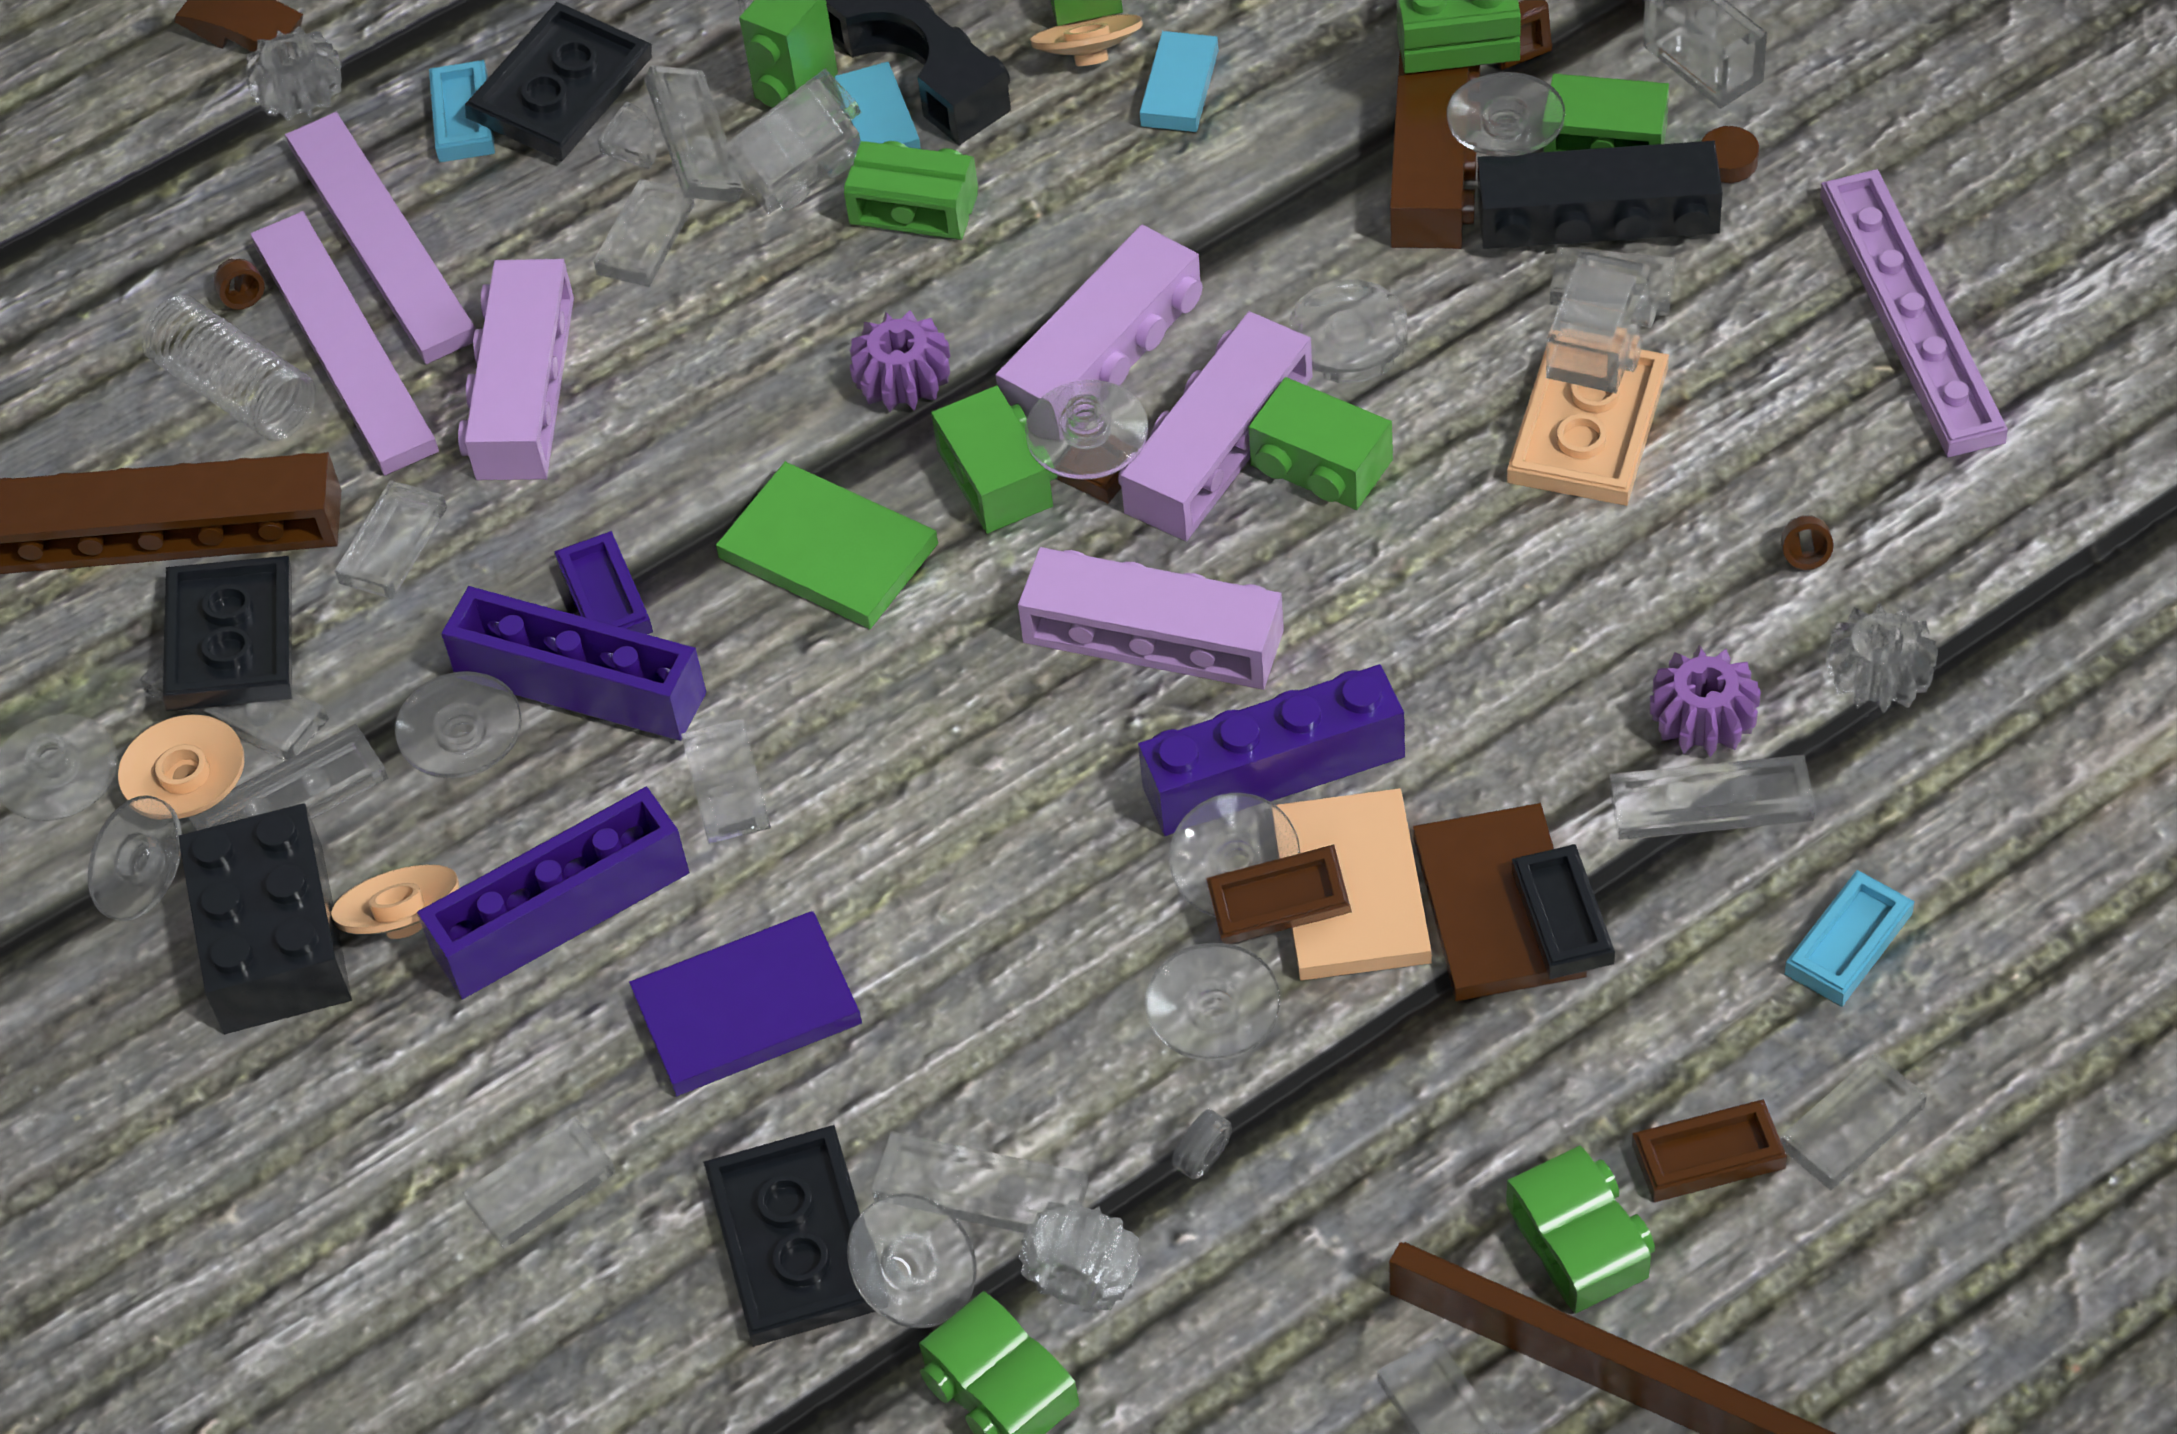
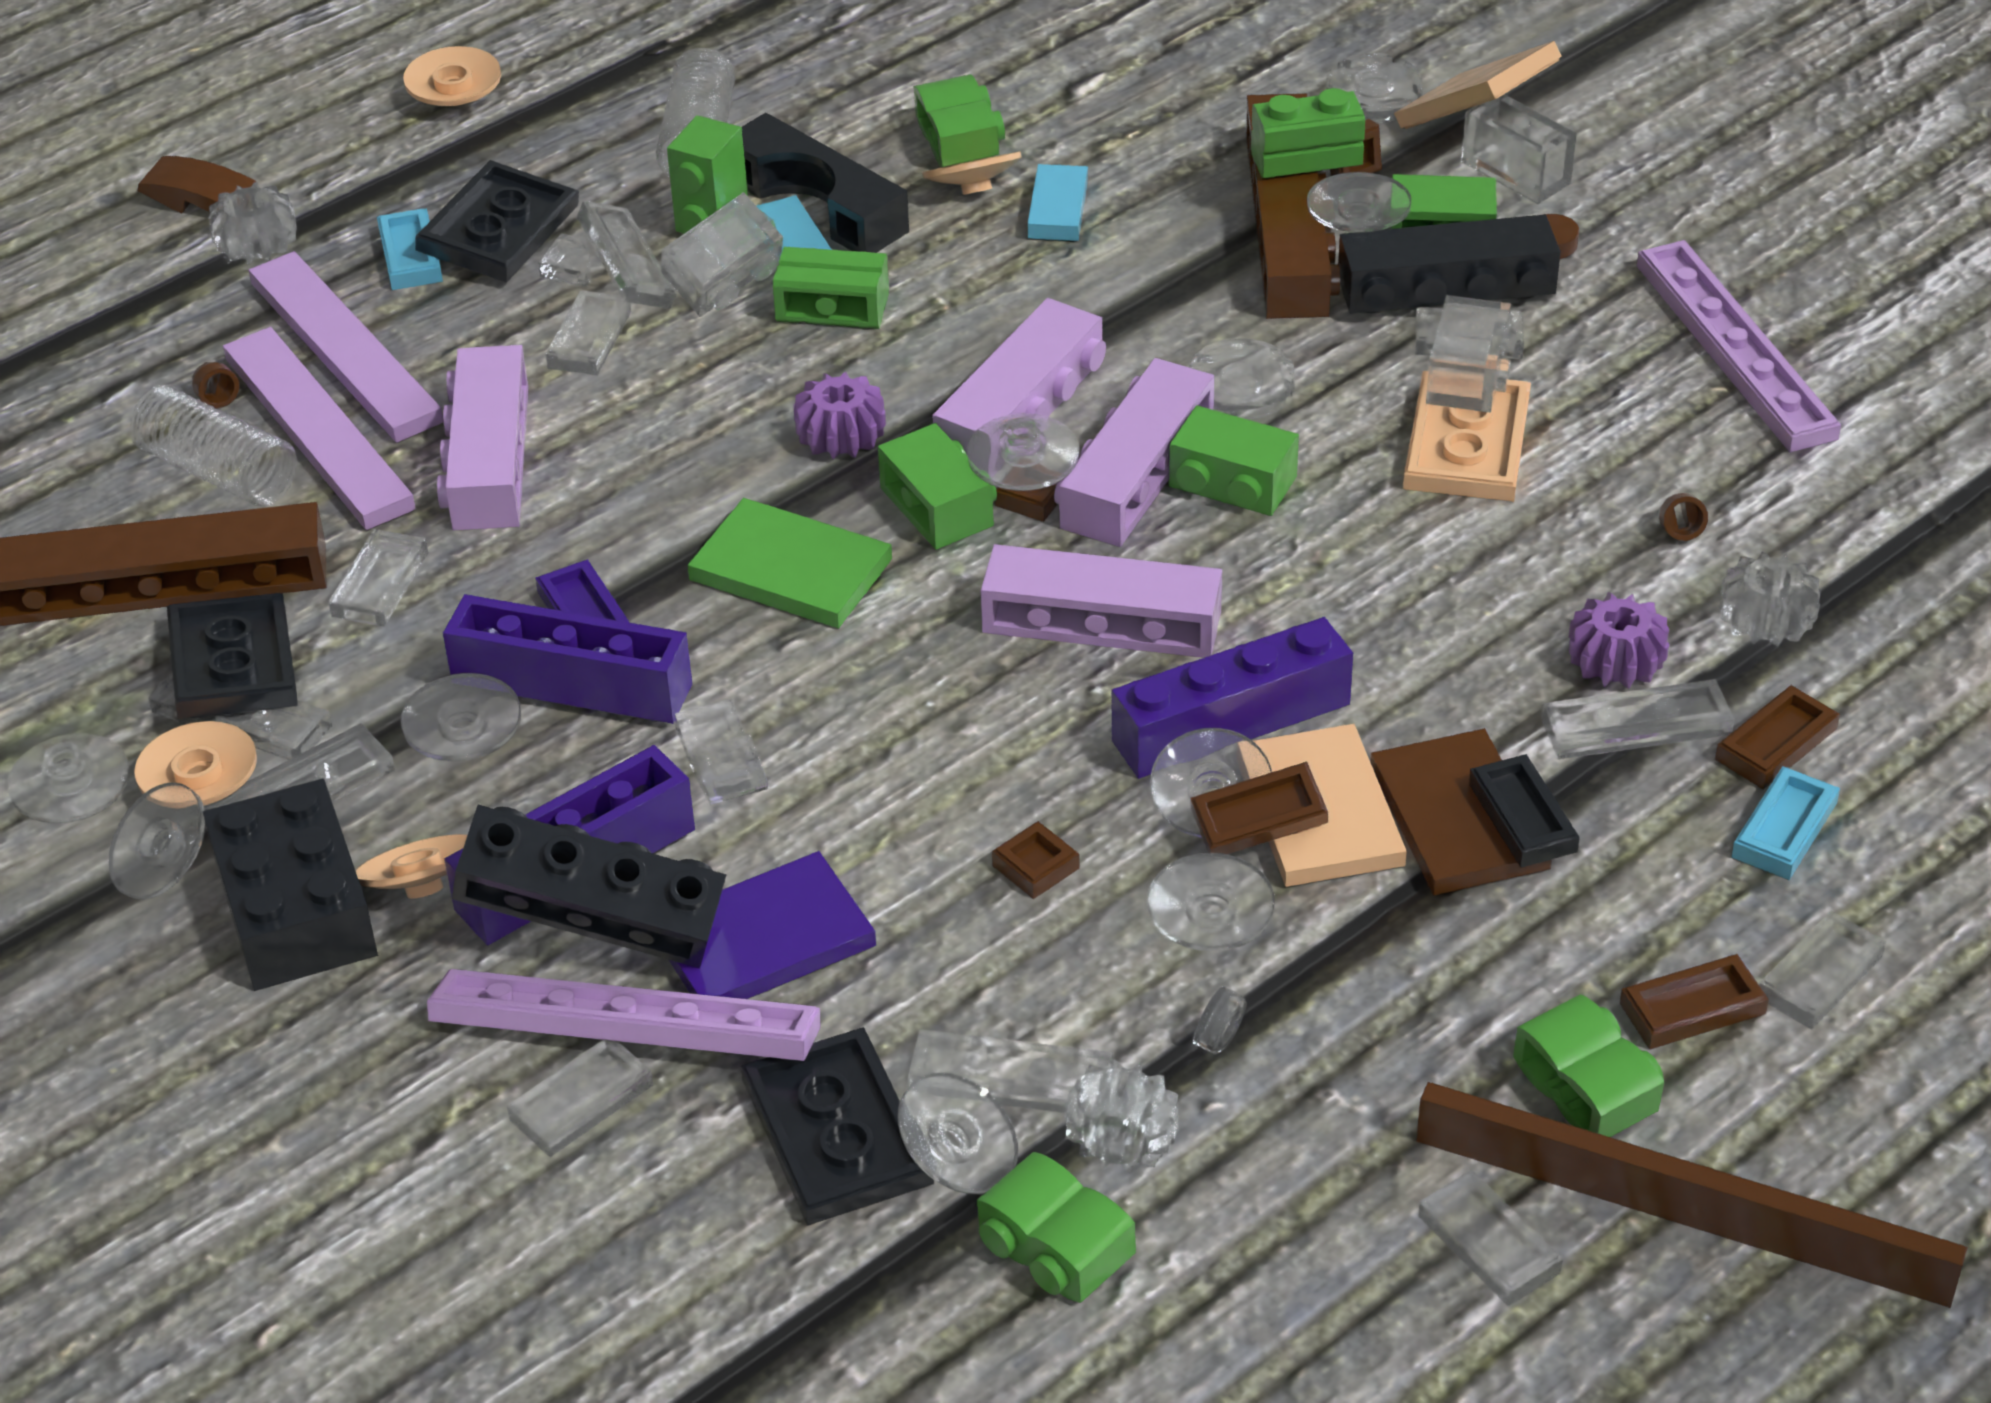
camera: 10 degrees left, 10 degrees down
(560, 955) = (588, 885): none -> black brick
(592, 1095) = (625, 1014): none -> lavender tile
(1040, 932) = (1035, 860): none -> reddish brown tile
(1860, 829) = (1777, 736): none -> reddish brown tile

